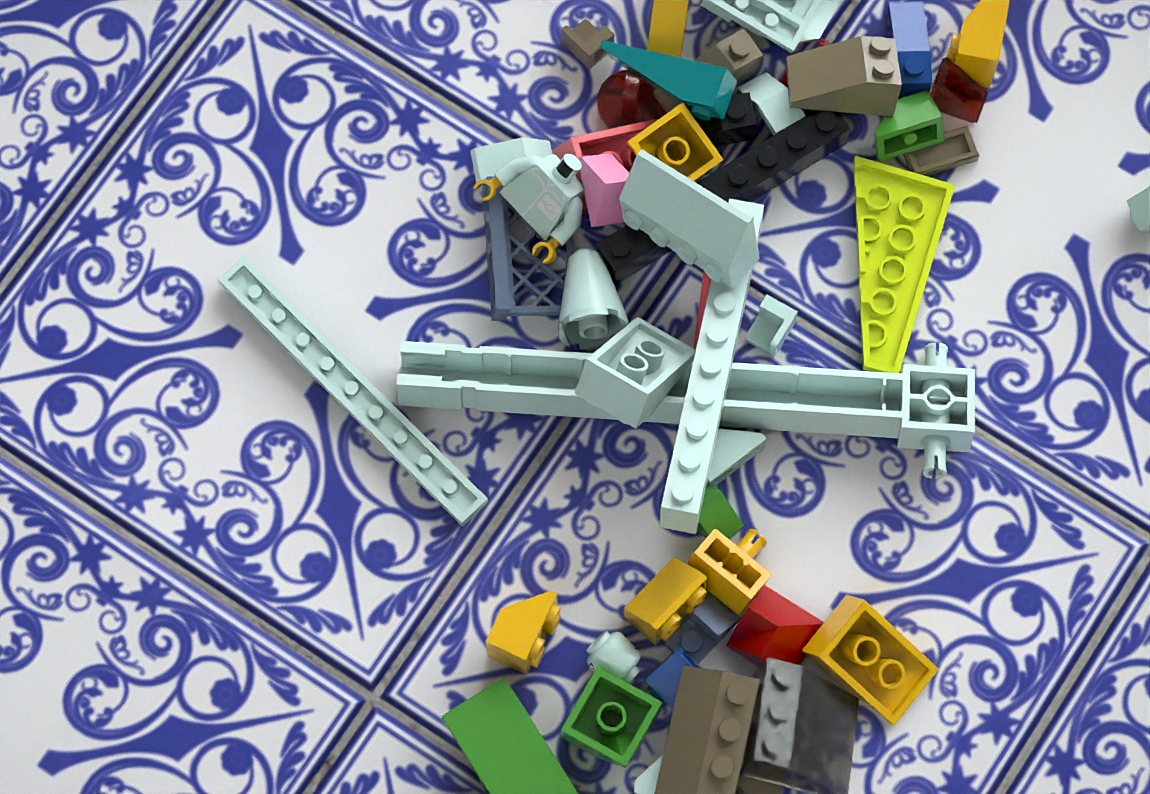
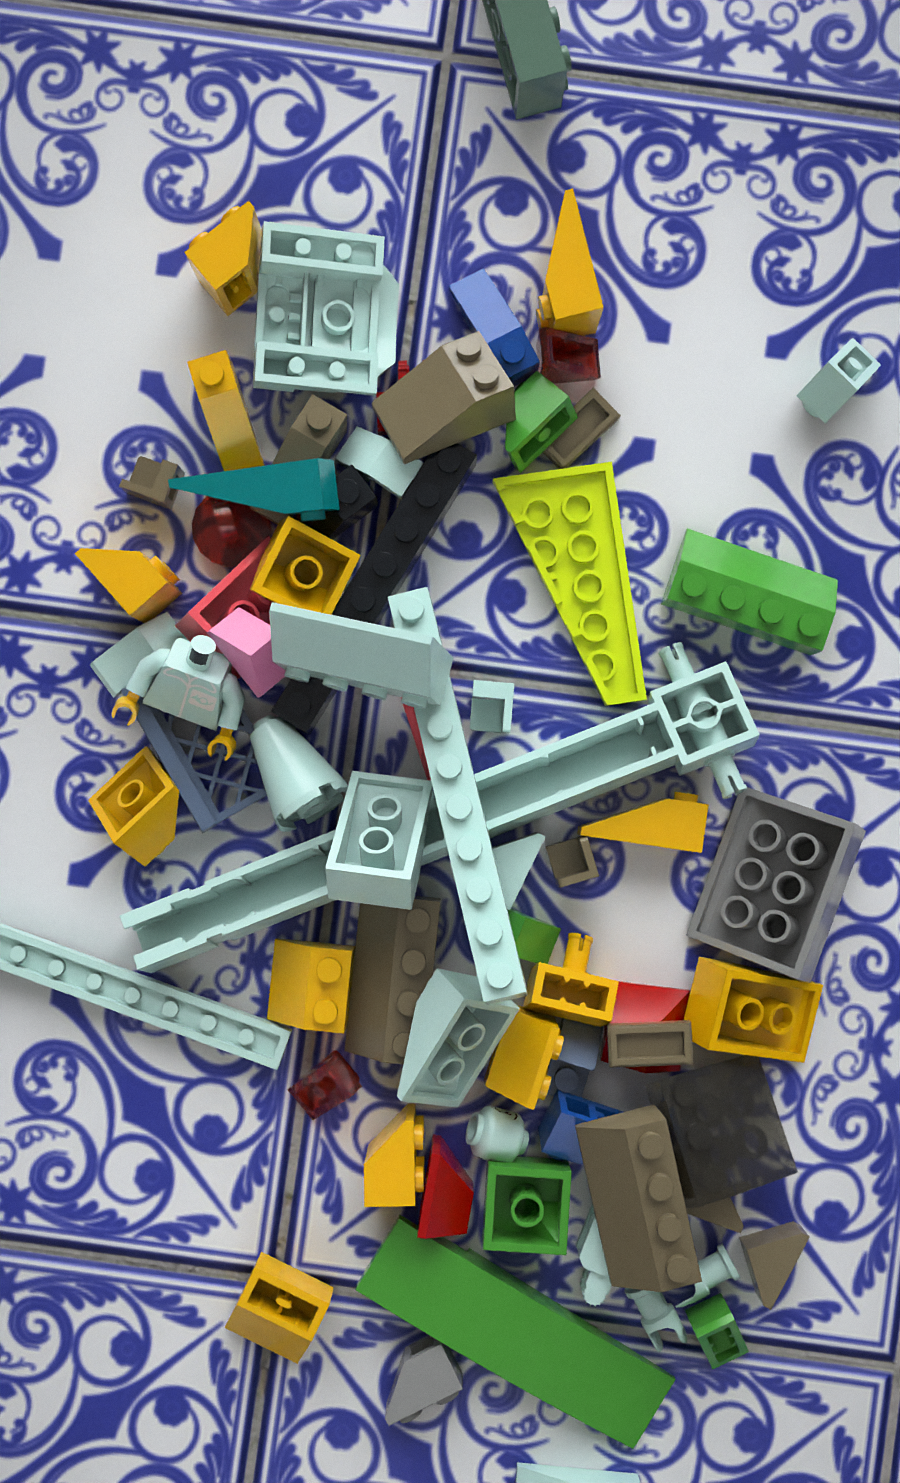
camera: 25 degrees left, 15 degrees up
(367, 712) = (280, 1308): none -> yellow slope
(455, 274) = (139, 807): none -> yellow slope
(494, 554) = (325, 1085): none -> clear red slope
(523, 471) = (311, 985): none -> yellow slope
(538, 100) = (134, 580): none -> yellow slope
(548, 677) = (446, 1194): none -> red slope
(591, 496) = (389, 974): none -> dark tan slope
(616, 556) = (450, 1039): none -> light aqua slope
(773, 631) = (649, 1043): none -> dark tan tile
(778, 474) = (572, 861): none -> dark tan panel
(860, 475) = (661, 823): none -> yellow slope
(938, 568) = (776, 883): none -> light grey slope
(1020, 335) = (752, 593): none -> bright green slope

